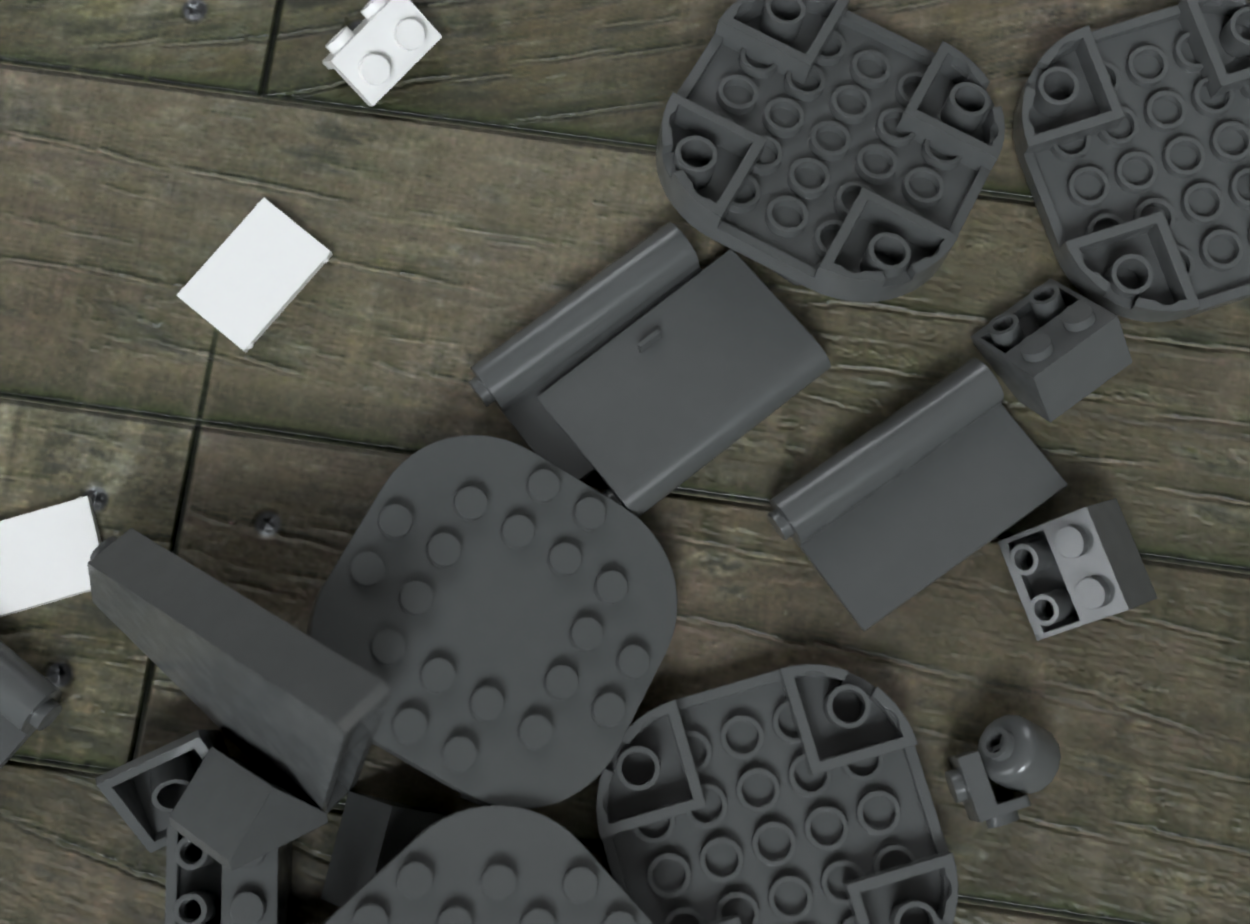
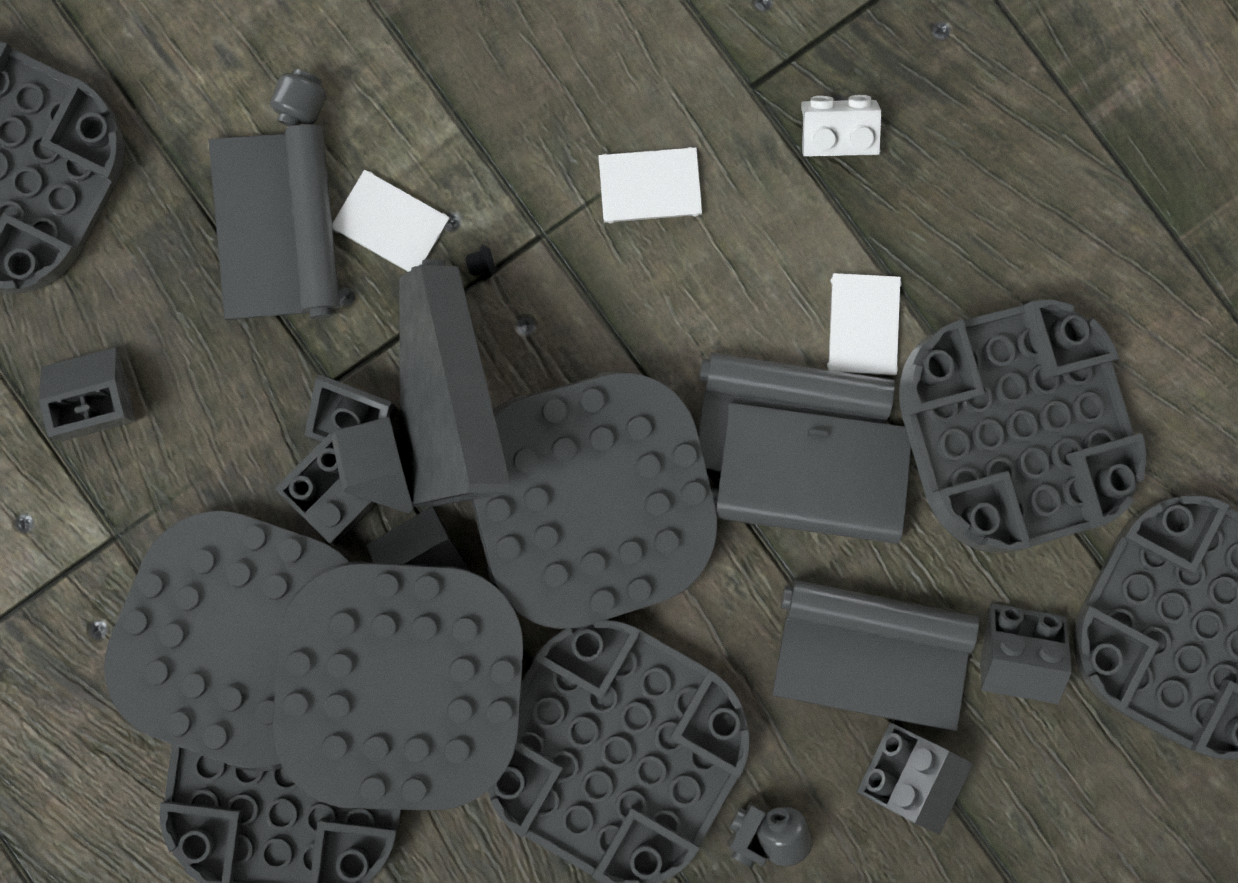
camera: 40 degrees right, 5 degrees up
(160, 506) = (481, 262): none -> black piece
(588, 201) = (864, 324): none -> white piece

